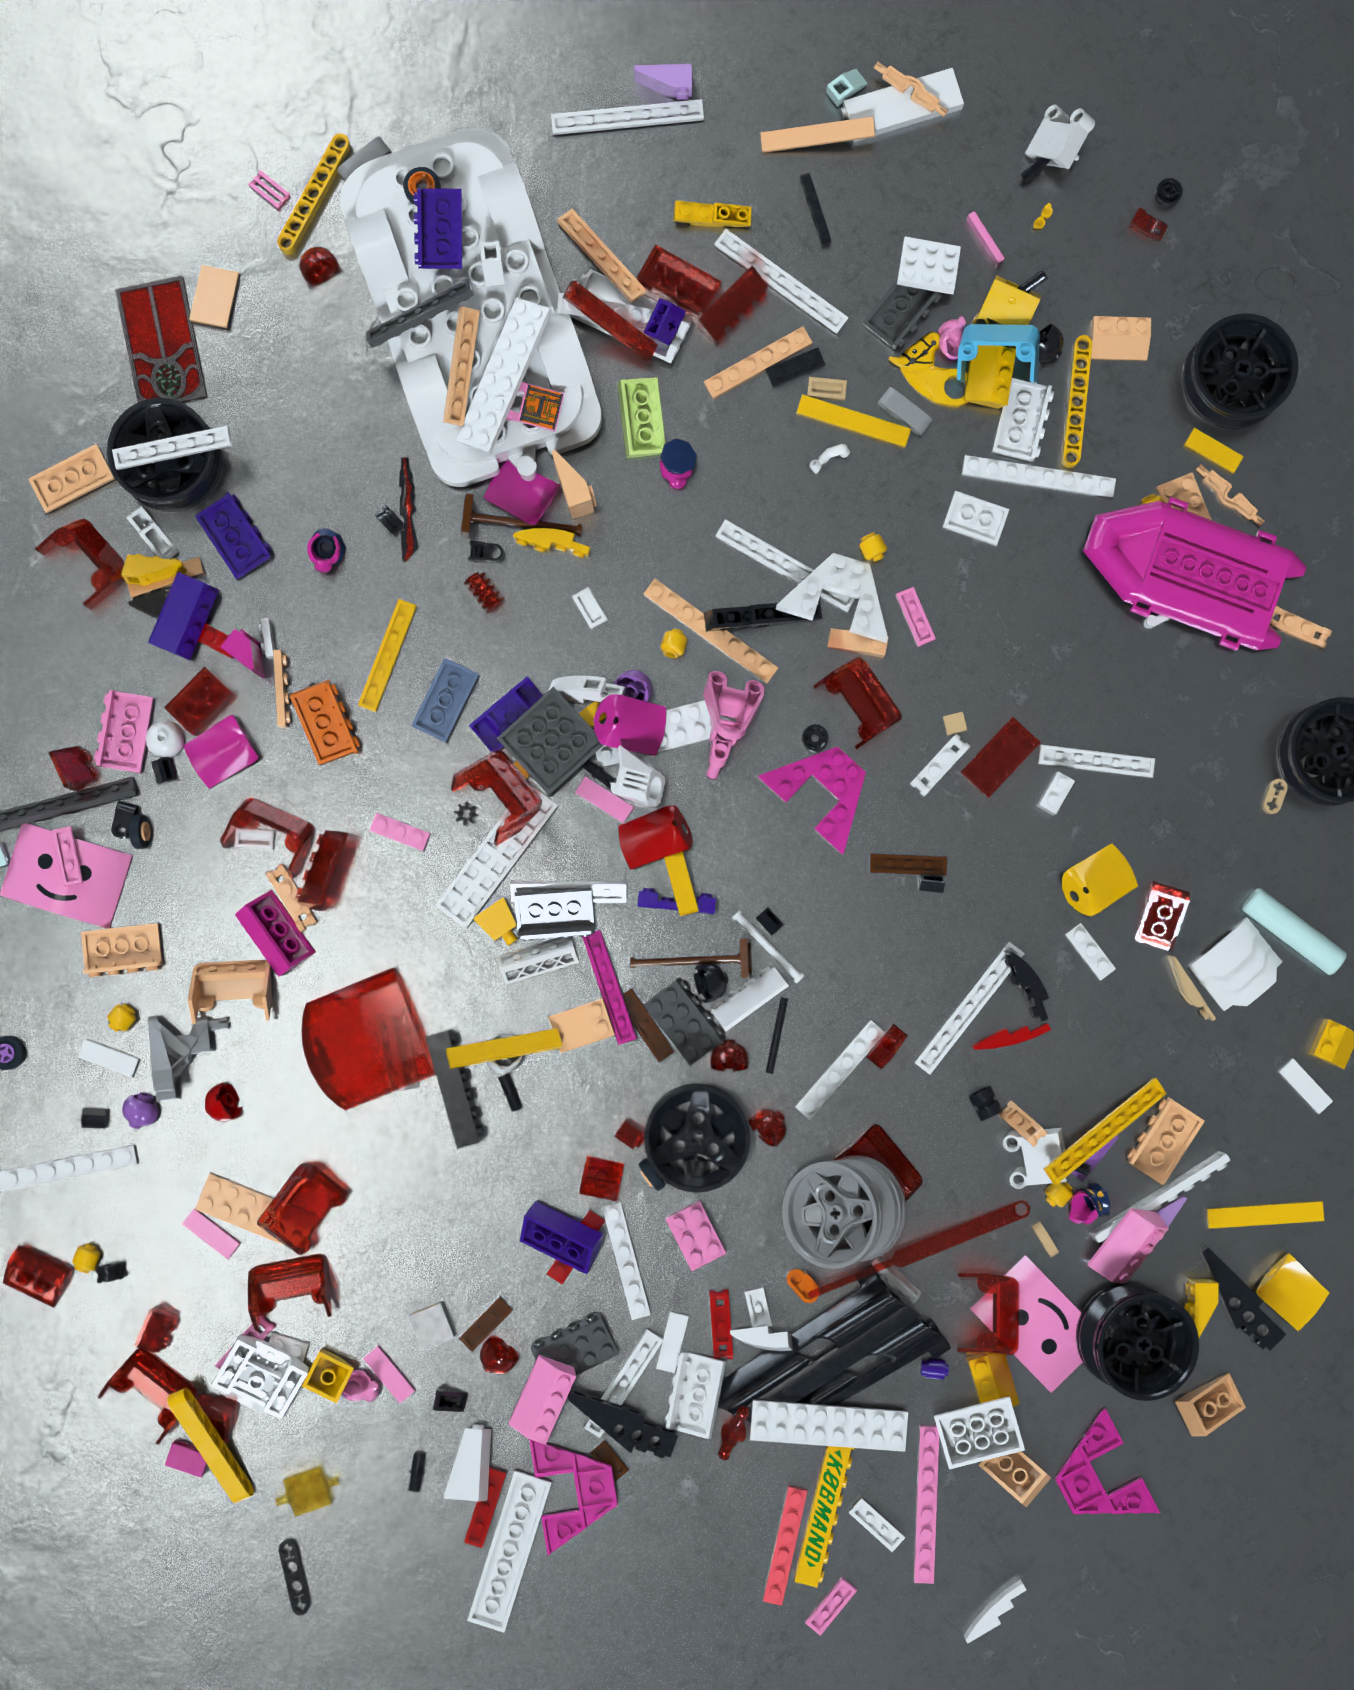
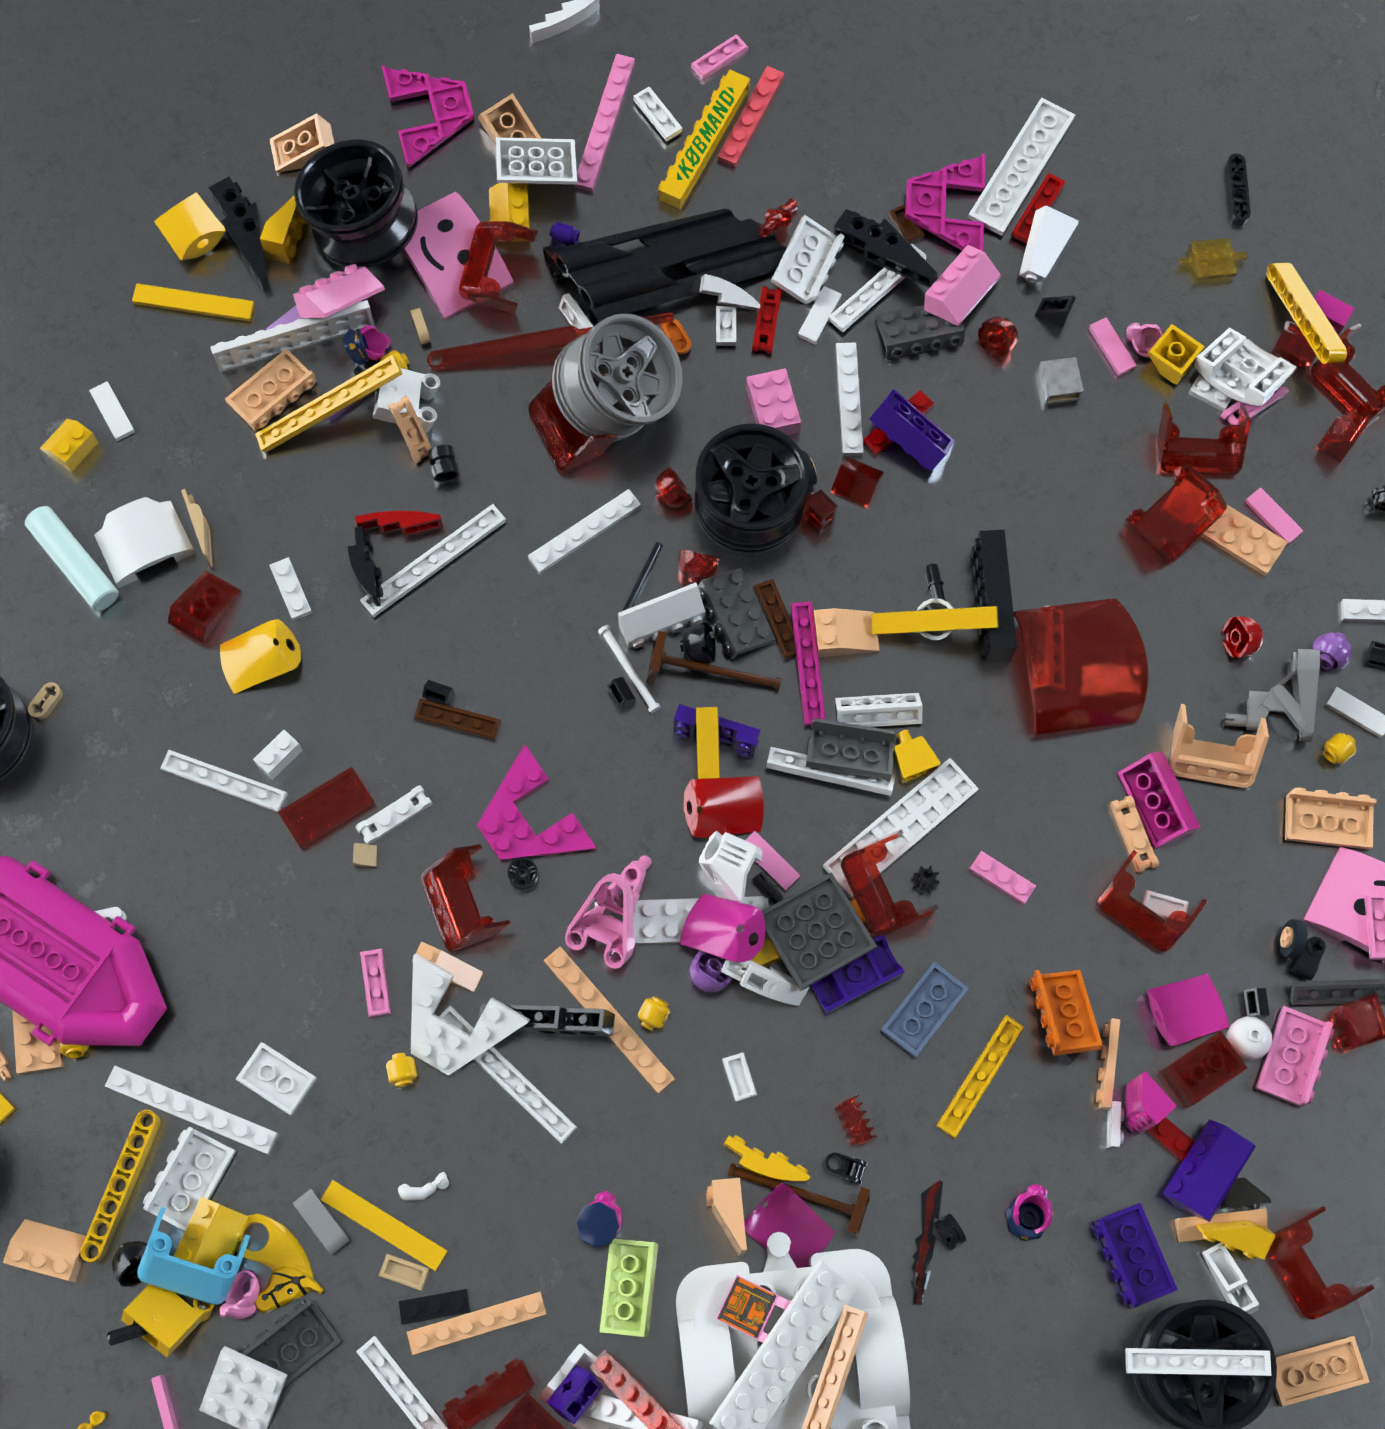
camera: 170 degrees left, 15 degrees down
(322, 869) = (1097, 848): clear red slope -> none
(416, 1472) = (1100, 253): black axle -> none
(485, 1324) = (1004, 372): reddish brown tile -> none
(828, 1425) = (682, 201): white plate -> none
(887, 1046) = (530, 538): clear red slope -> none

